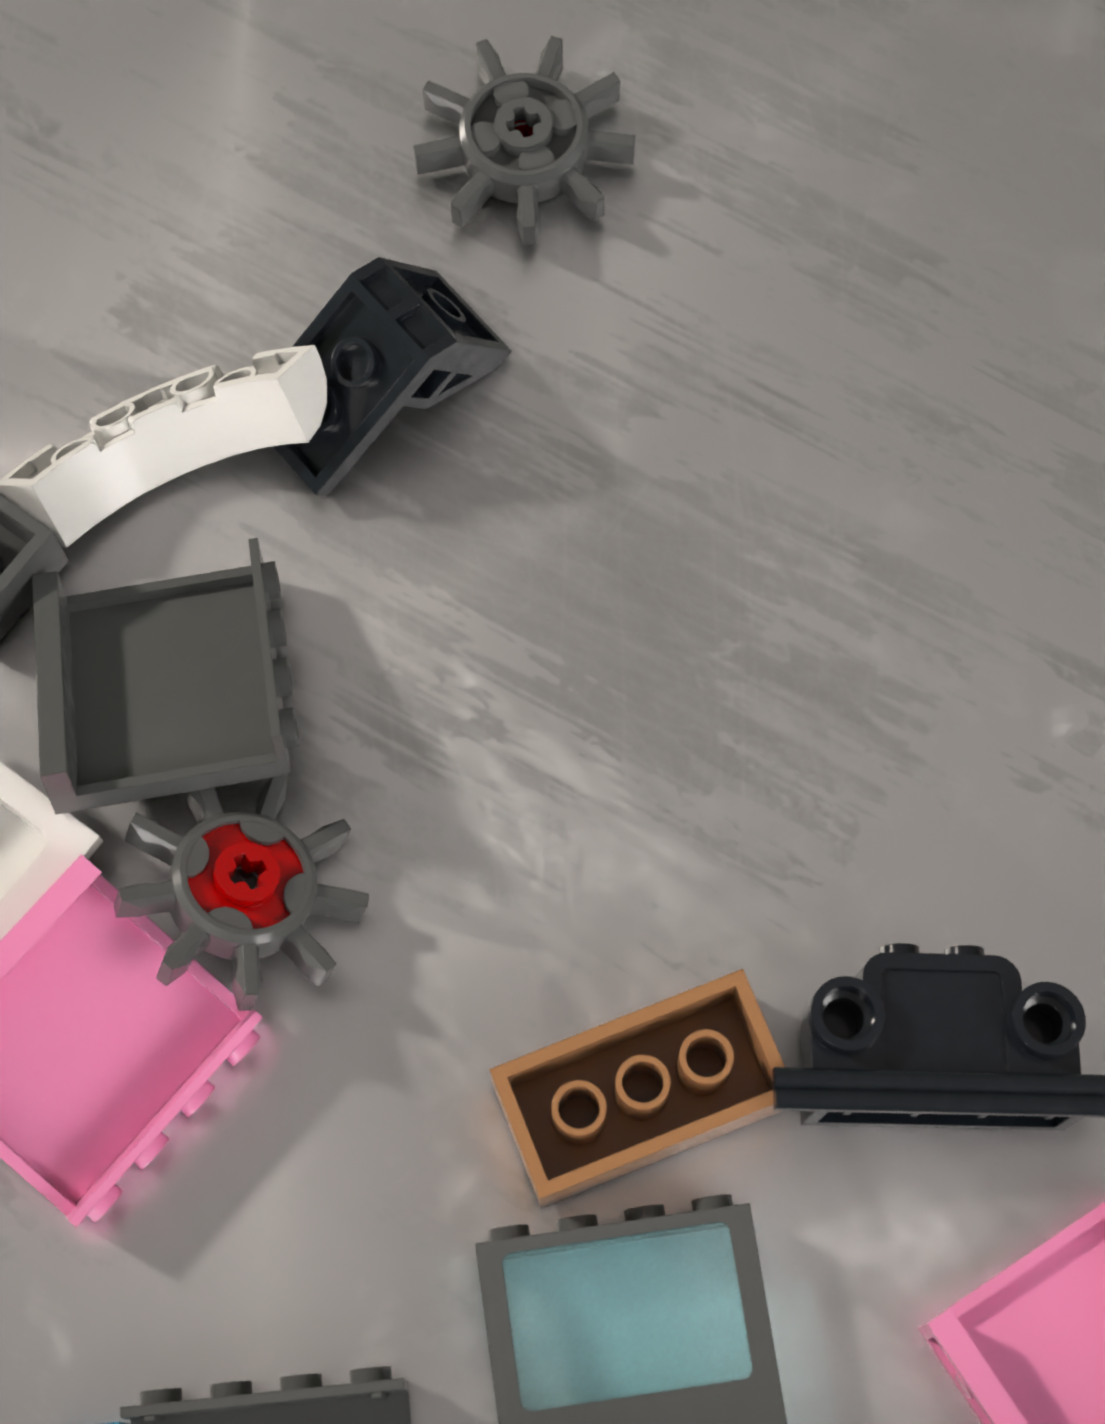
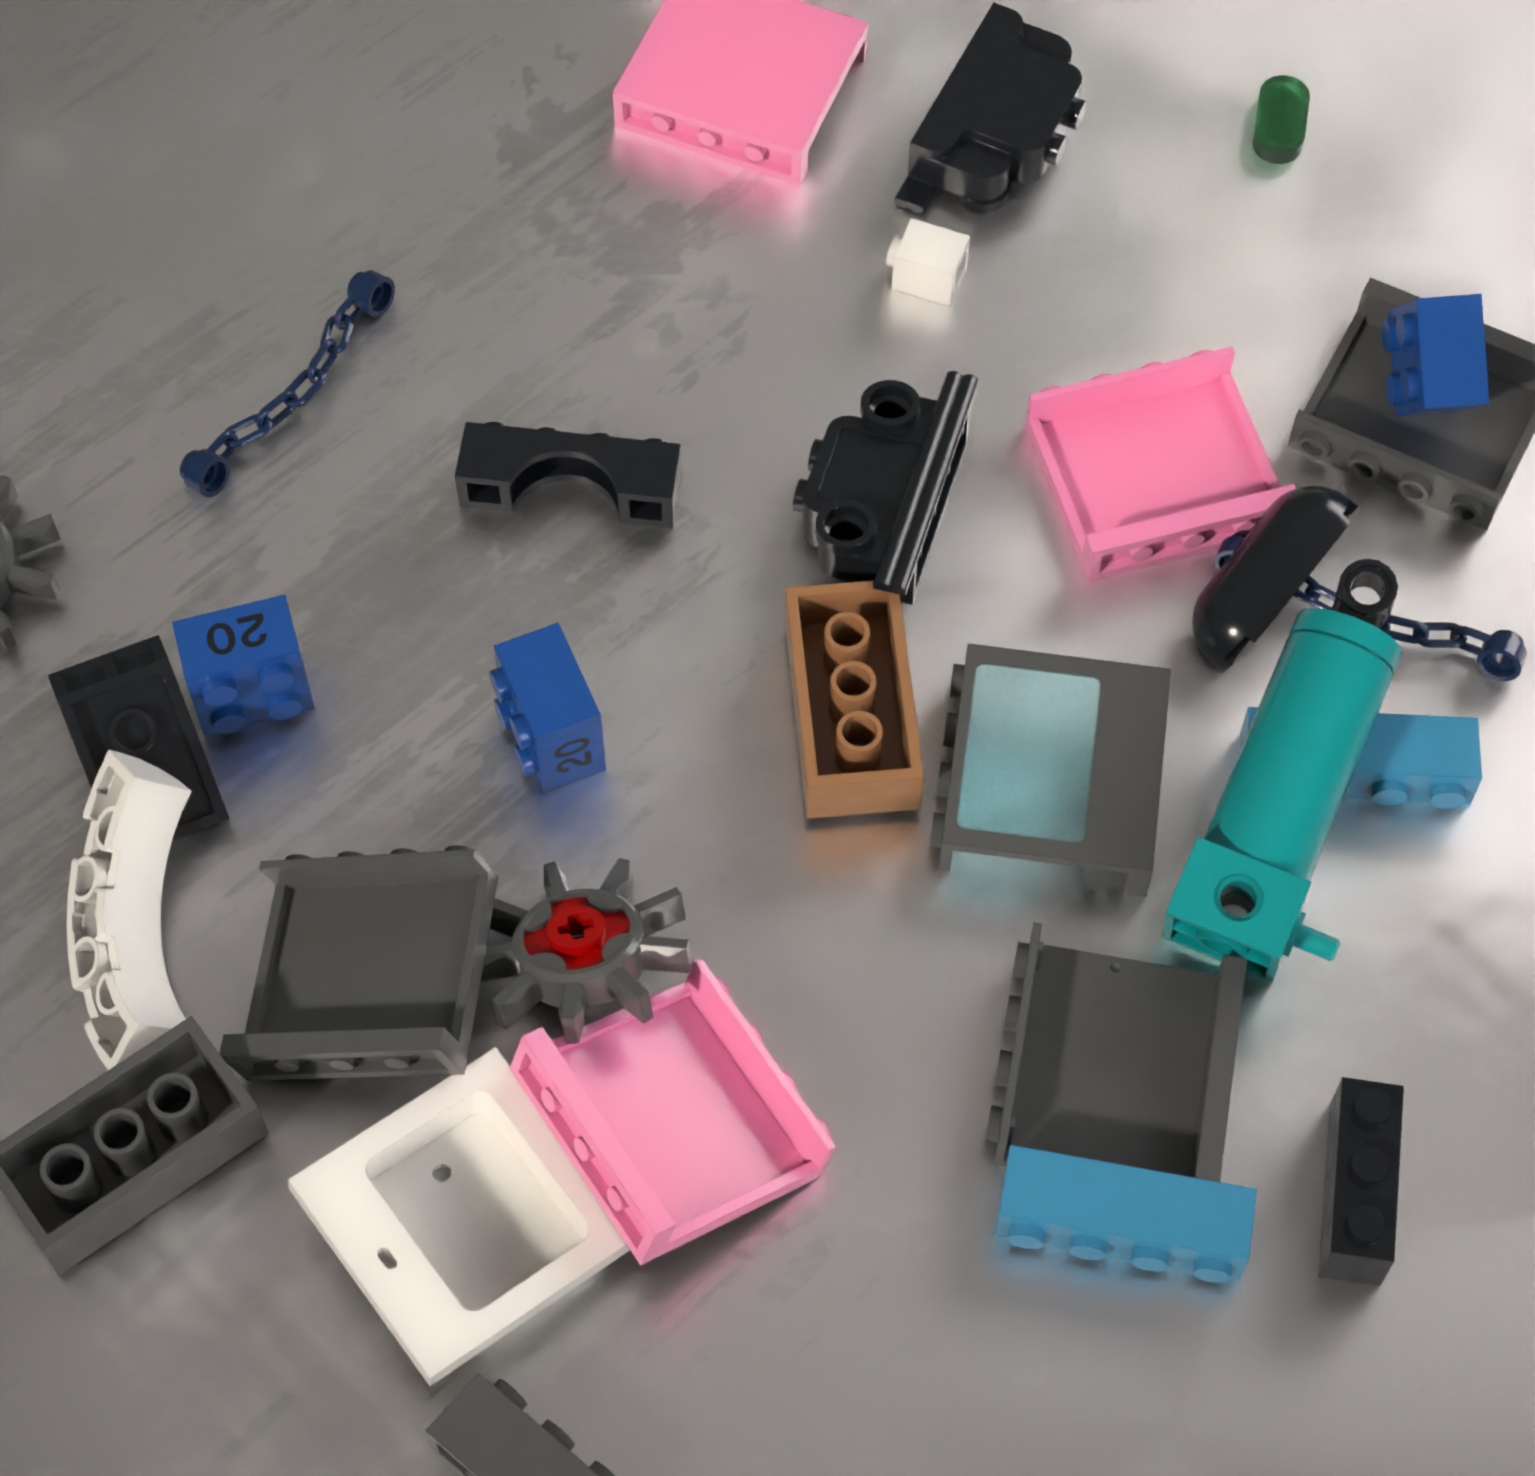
camera: 75 degrees left, 10 degrees down
(475, 441) = (243, 665): none -> blue brick
(518, 759) = (548, 708): none -> blue brick
(829, 617) = (507, 462): none -> black arch
(1008, 405) = (209, 472): none -> dark blue piece

